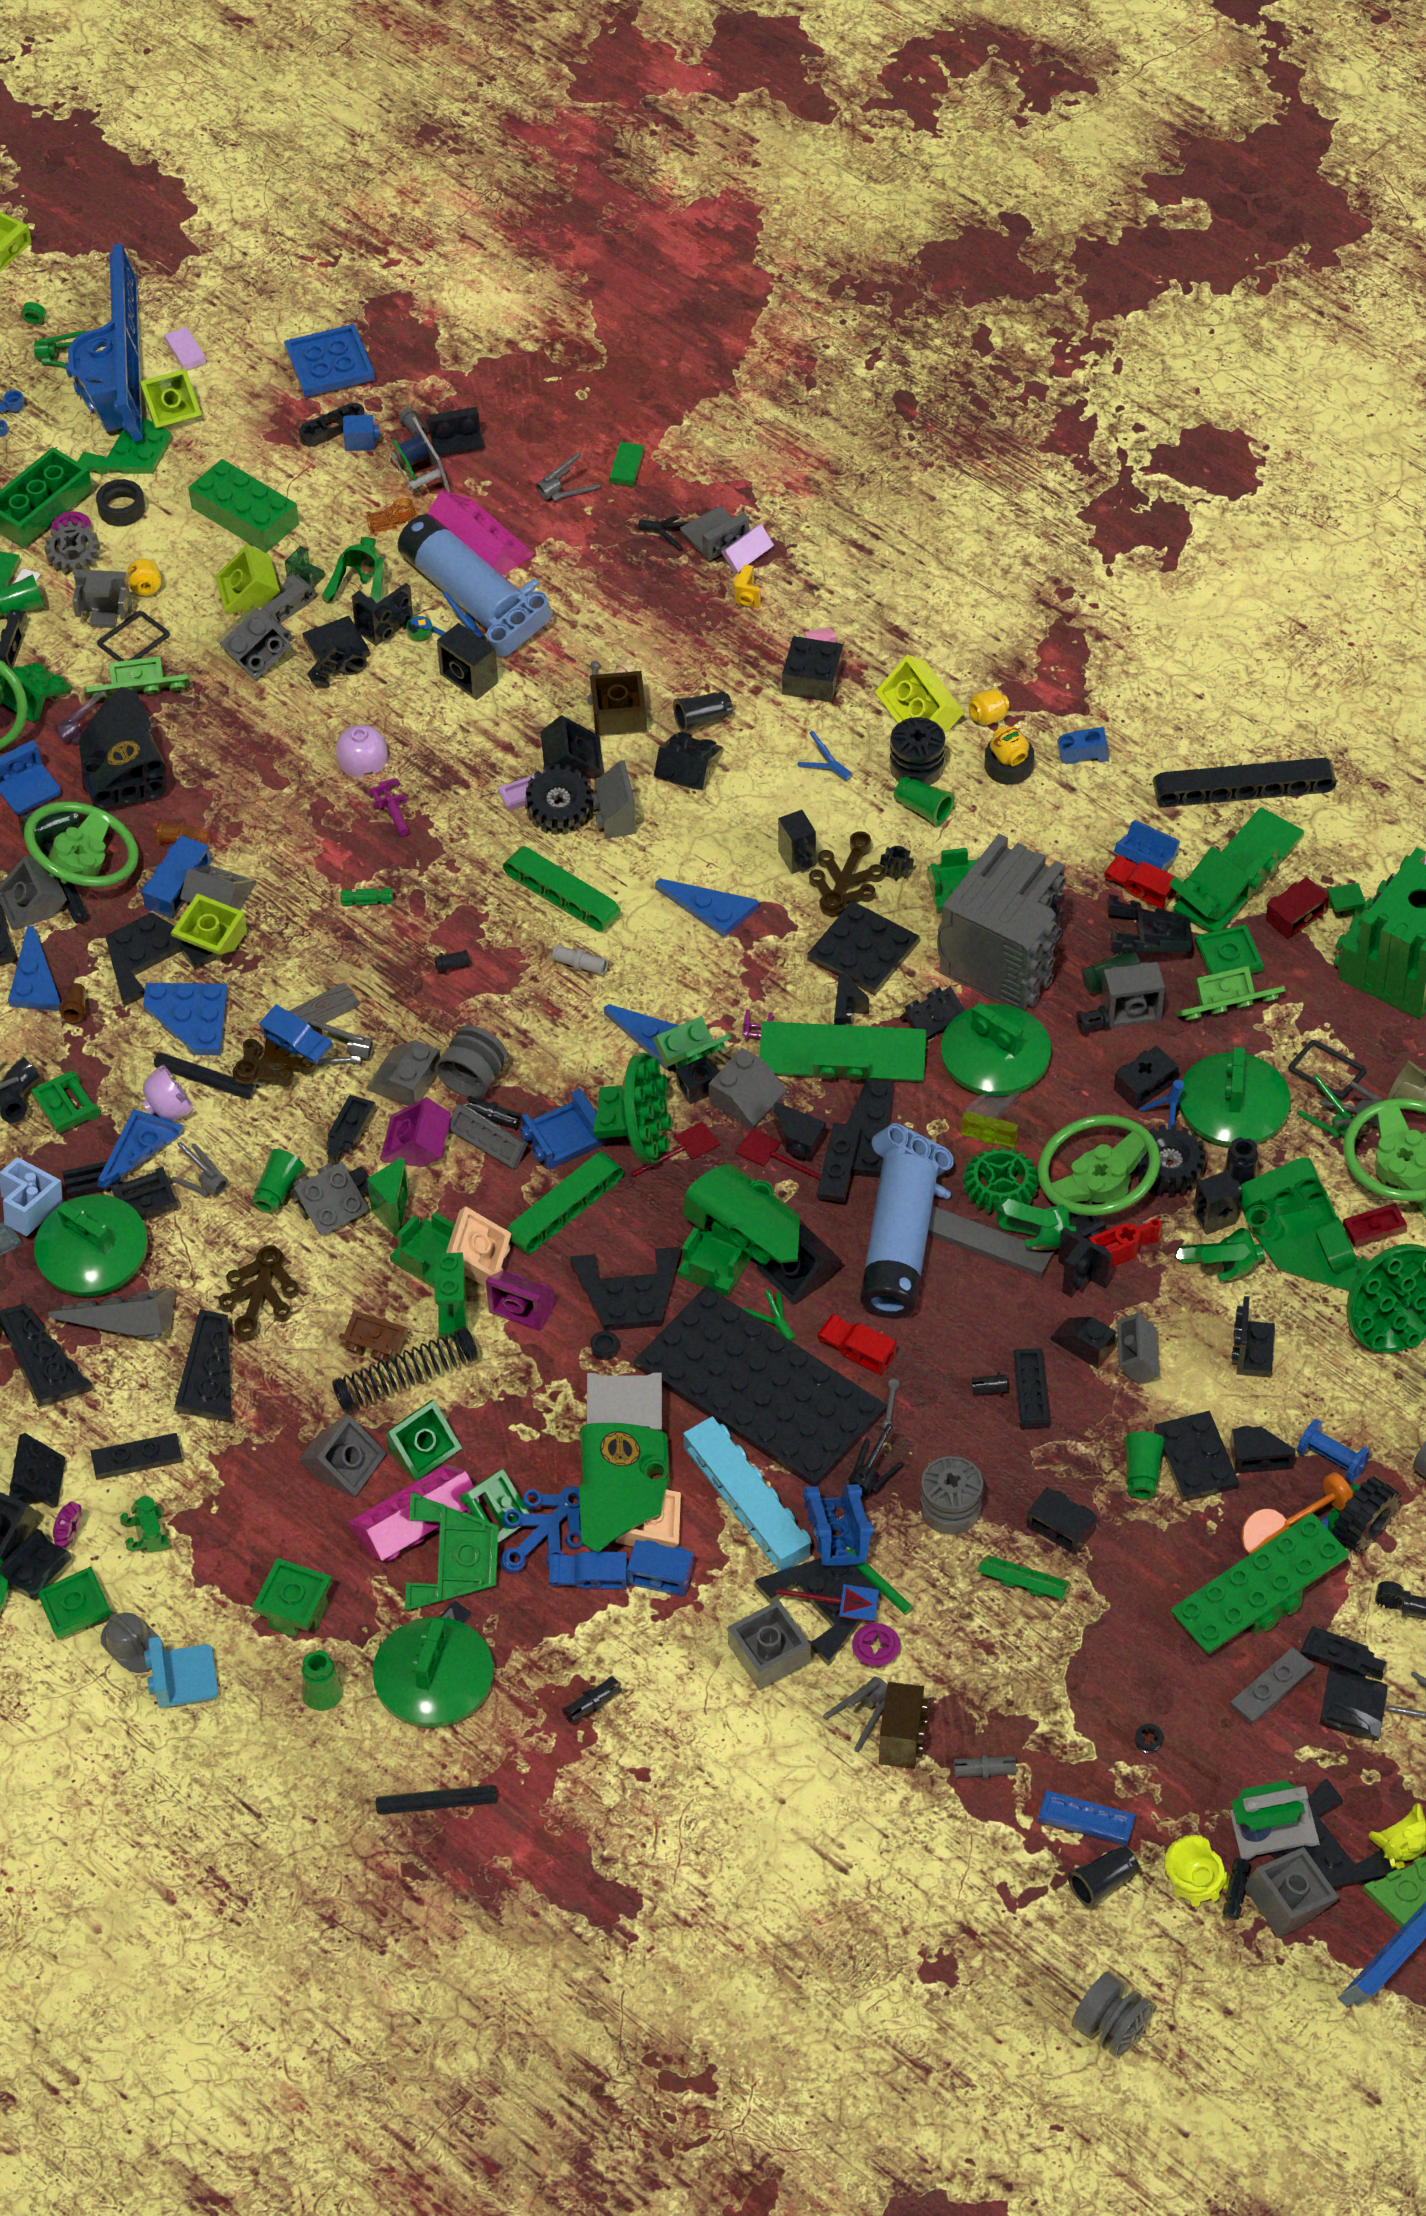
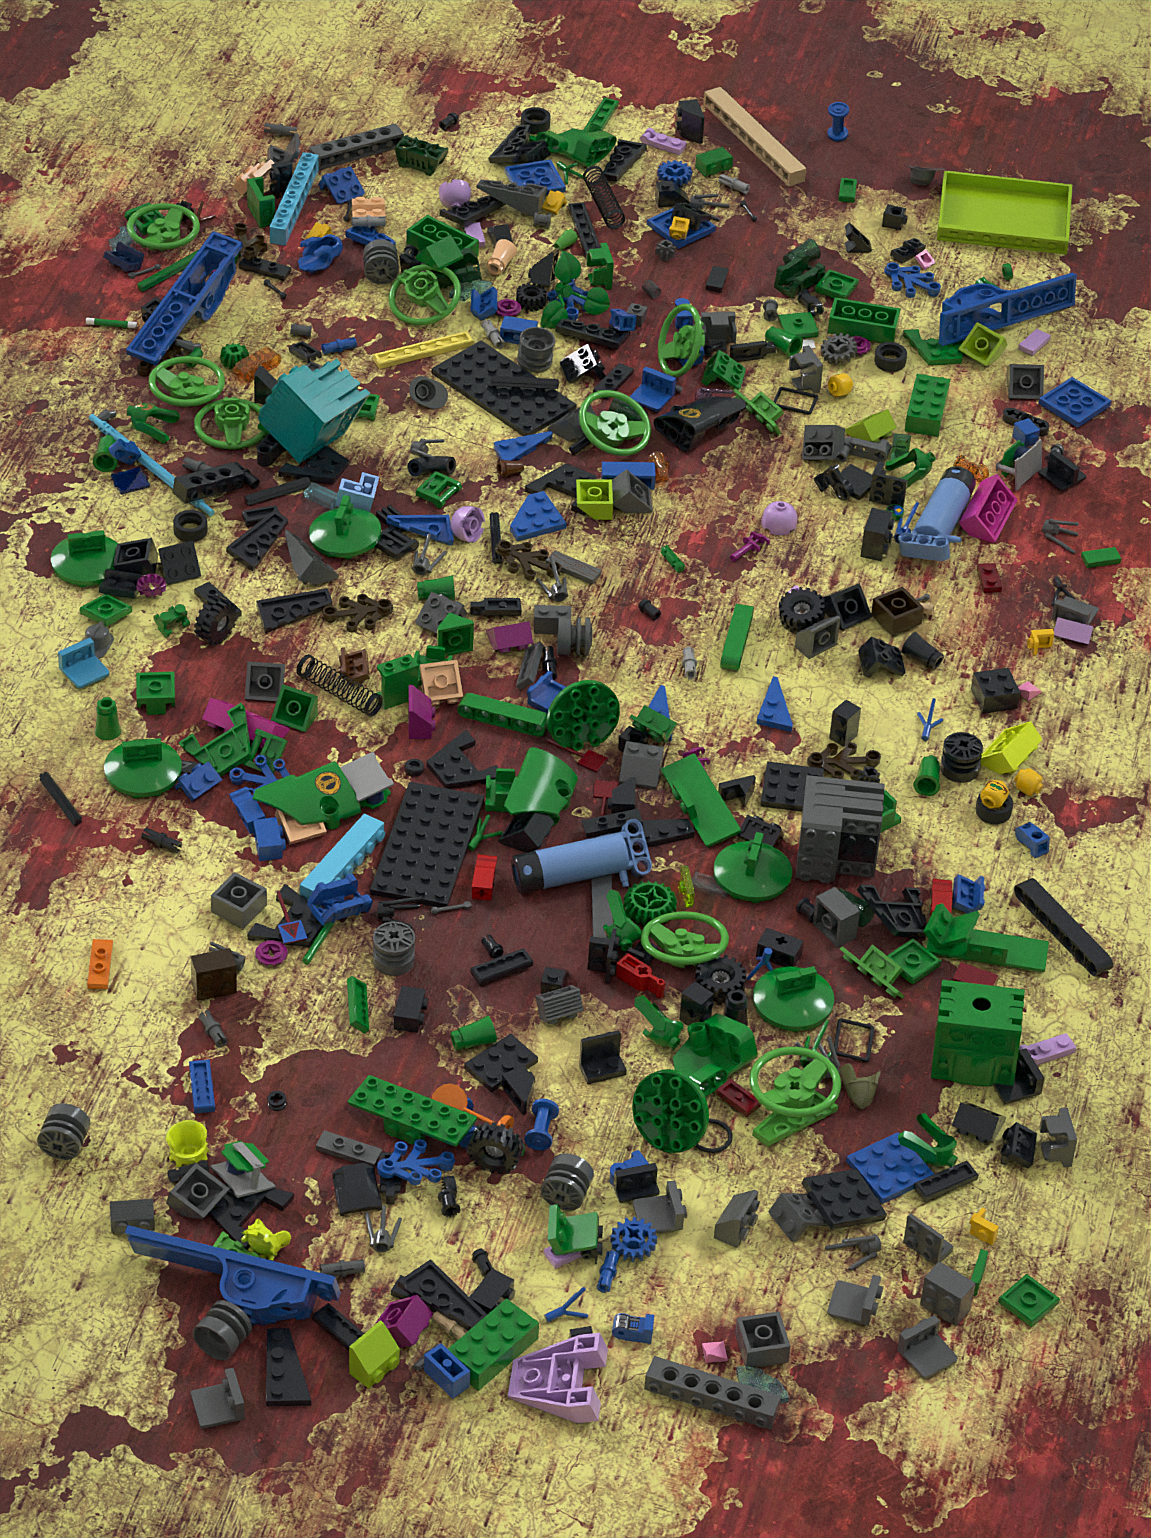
camera: 60 degrees right, 10 degrees down
(200, 1467) = (216, 620): none -> black bush
(261, 389) = (1025, 381): none -> dark grey slope
(294, 1034) = (540, 555): blue piece -> none
(496, 1612) = (199, 781): none -> blue bracket
(598, 588) = (989, 577): none -> dark red plate
(792, 1863) = (100, 964): none -> orange plate
(1102, 1876) = (162, 1103): black plant -> none
(1288, 1984) = (134, 1213): none -> dark grey brick
(1342, 1646) = (389, 1167): none -> blue plant

